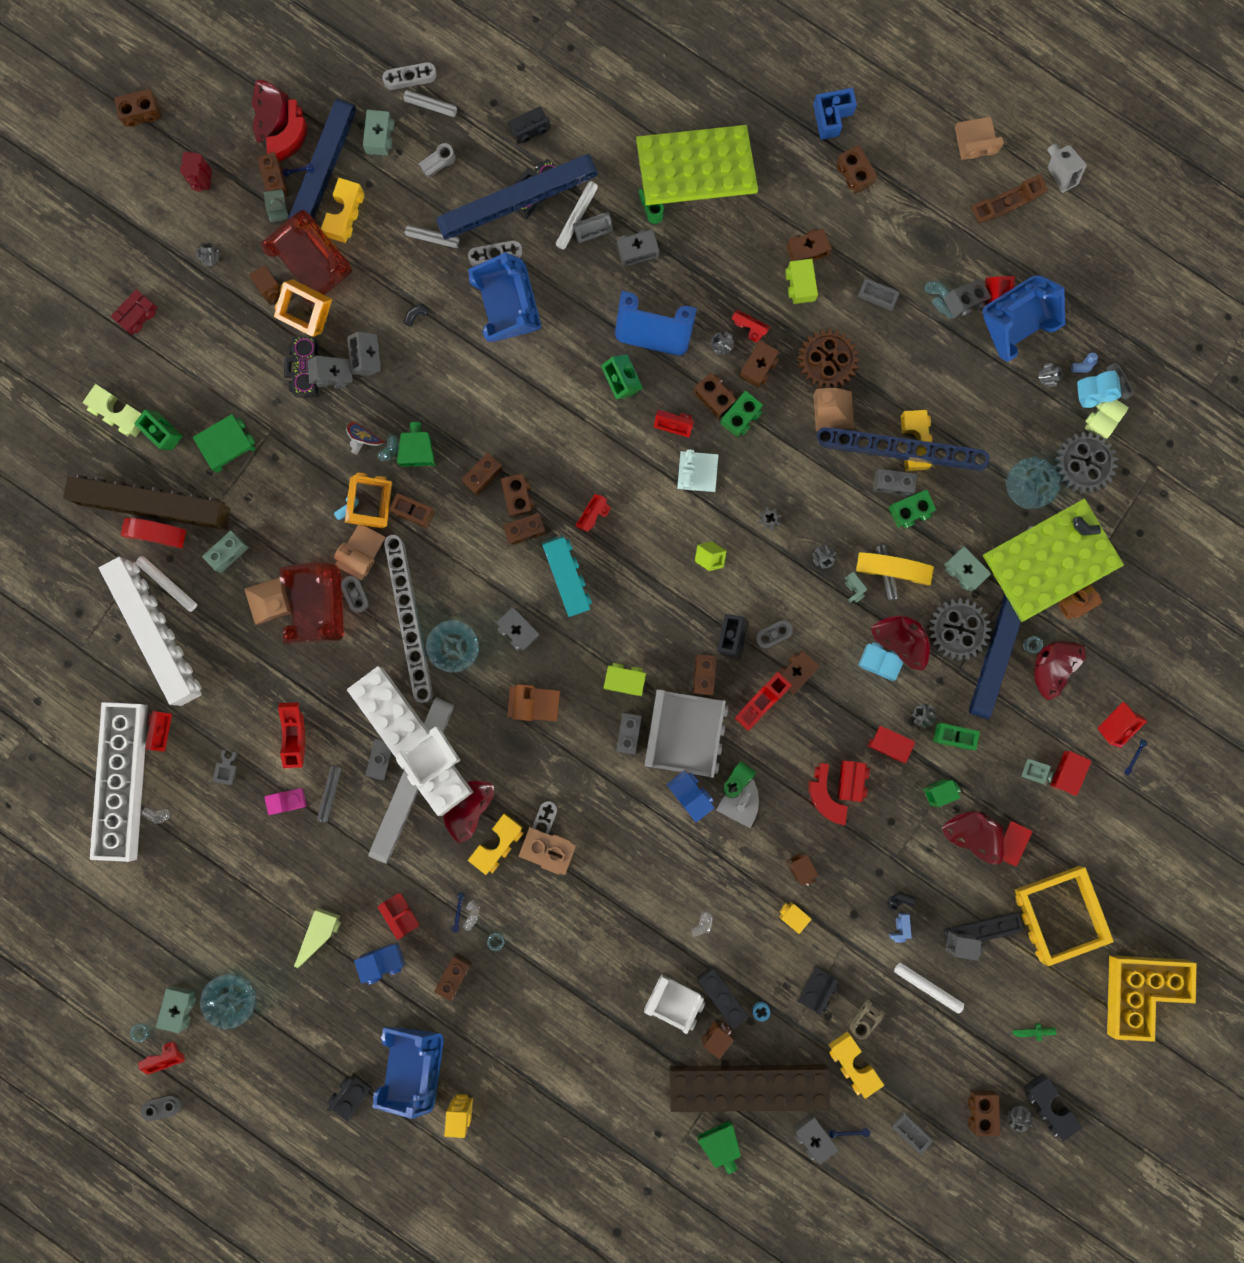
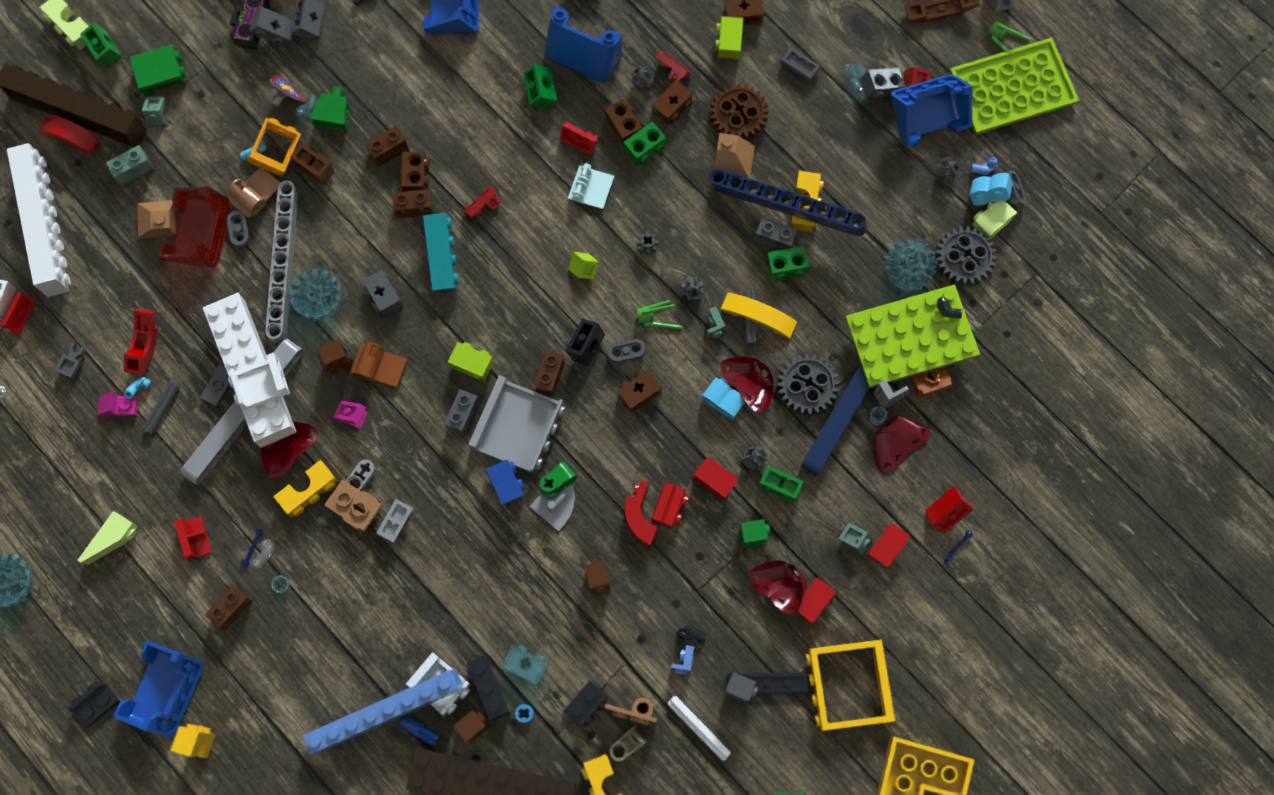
camera: 15 degrees right, 10 degrees down
(166, 583) = (67, 183): white axle -> none
(233, 487) = (153, 110): none -> sand green bracket
(297, 779) = (135, 386): none -> medium azure arm
(378, 962) = (157, 576): blue brick -> none
(489, 707) = (334, 357): none -> reddish brown brick
(518, 759) = (351, 413): none -> dark pink slope
(590, 856) = (394, 521): none -> light grey hinge
(631, 1044) = (383, 712): none -> medium blue brick
(666, 1051) = (419, 730): none -> blue axle
(704, 925) = (489, 615): clear arm -> none
(760, 974) = (533, 673): none -> clear light blue brick
(762, 701) = (600, 409): red arch -> none
(784, 591) = (646, 314): none -> bright green plant
(794, 917) = (579, 625): yellow brick -> none
(866, 990) = (634, 714): none -> medium nougat piece
(976, 571) = (826, 319): sand green brick -> none
(1040, 626) = (886, 396): none -> light grey panel
(1072, 213) = (999, 30): none -> bright green plant
(1101, 269) = (1017, 85): none -> lime plate

